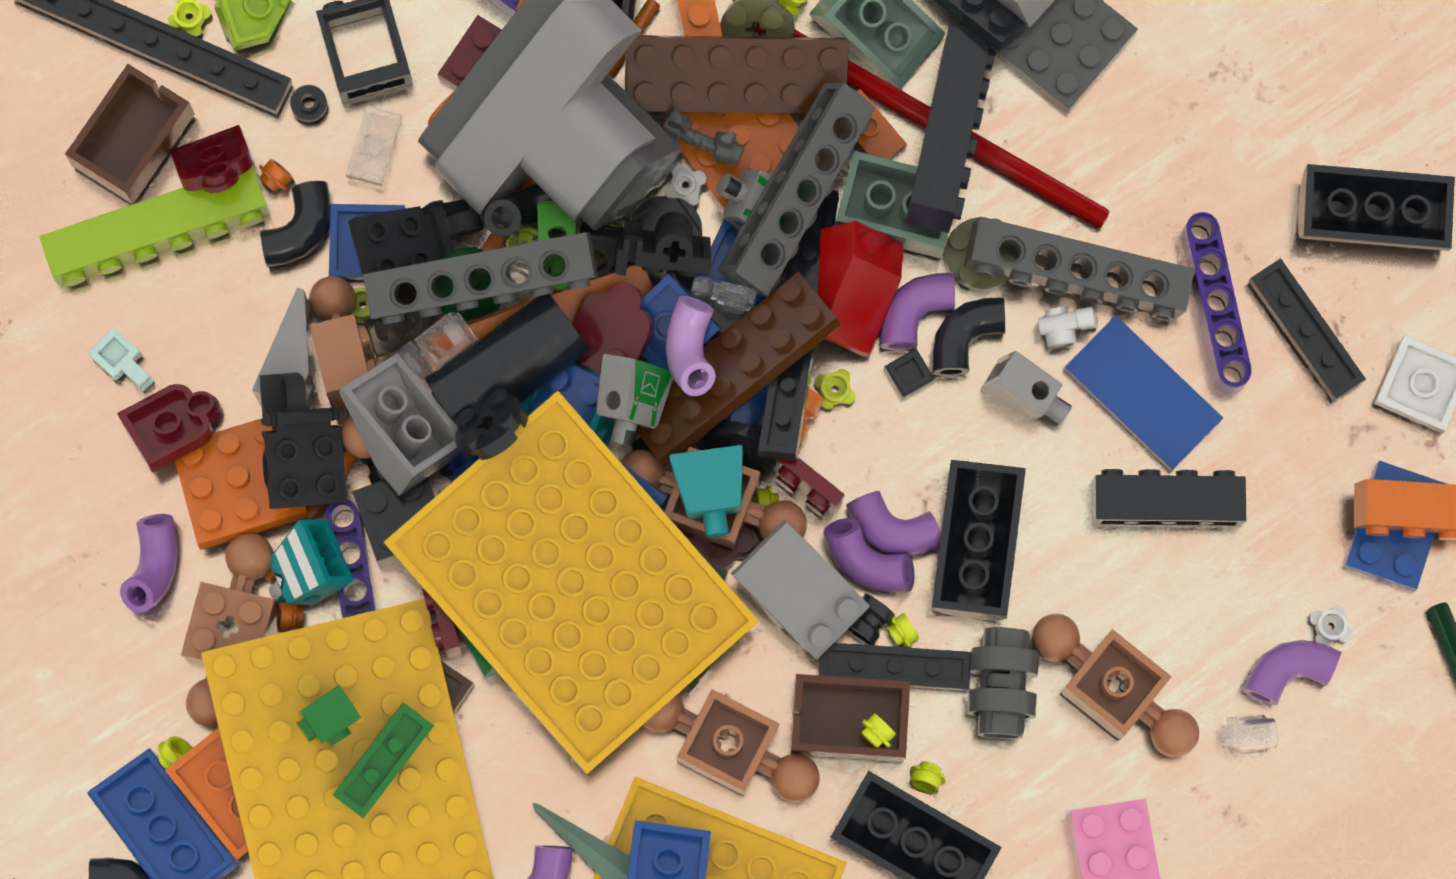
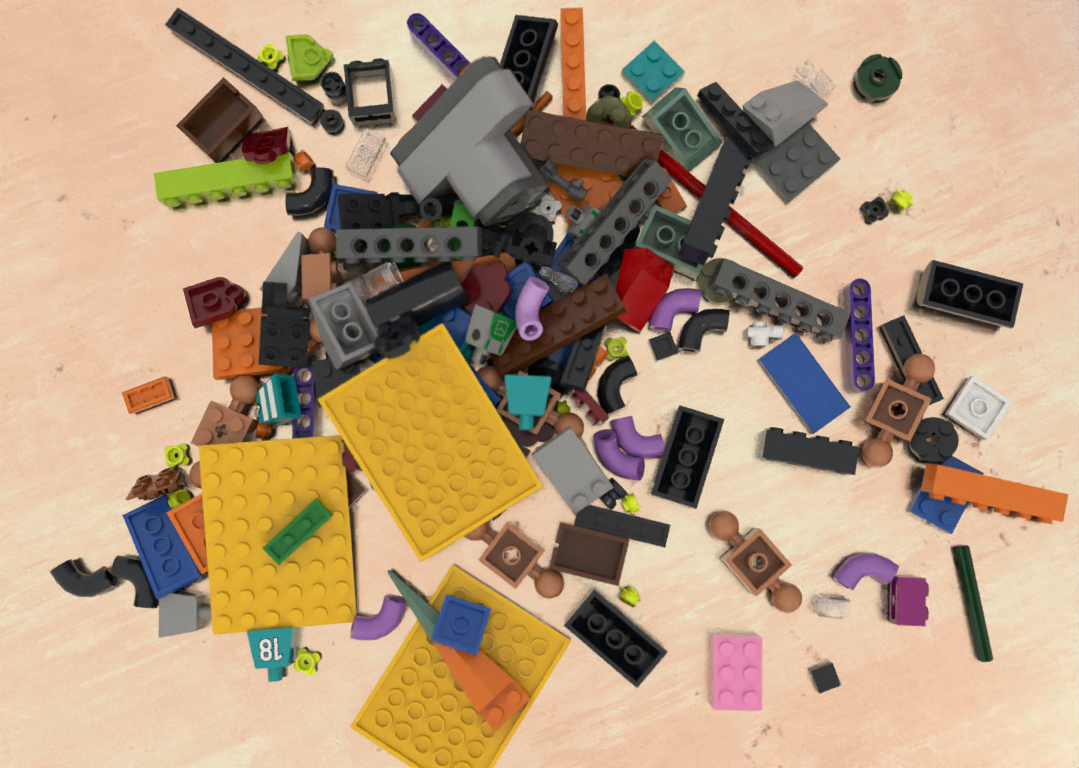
camera: 20 degrees right, 5 degrees up
(89, 594) = (148, 395): none -> orange plate
(116, 737) = (151, 486): none -> dark orange hinge
(119, 357) = (190, 254): light aqua plate -> none
(144, 678) = (170, 452): none -> neon yellow plate
(155, 565) = (189, 383): medium lavender cylinder -> none
(301, 40) = (330, 83): none -> black wheel
(328, 717) = (265, 502): green brick -> none
(837, 443) = (611, 383): none -> black cylinder
(877, 731) = (603, 567): neon yellow plate -> none
(1002, 698) = (683, 566): dark grey piece -> none
(1013, 383) = (727, 362): light grey torso -> none
(1214, 92) = (881, 206): none -> black plate
(1247, 75) = (903, 199): none -> neon yellow plate
(1259, 850) = (825, 677): none -> black tile
(1280, 386) = (918, 370): none -> nougat brick
(1338, 618) = (899, 551): white plate -> none
(1356, 426) = (943, 450): none -> black plate
(1366, 703) = (908, 601): none -> magenta brick

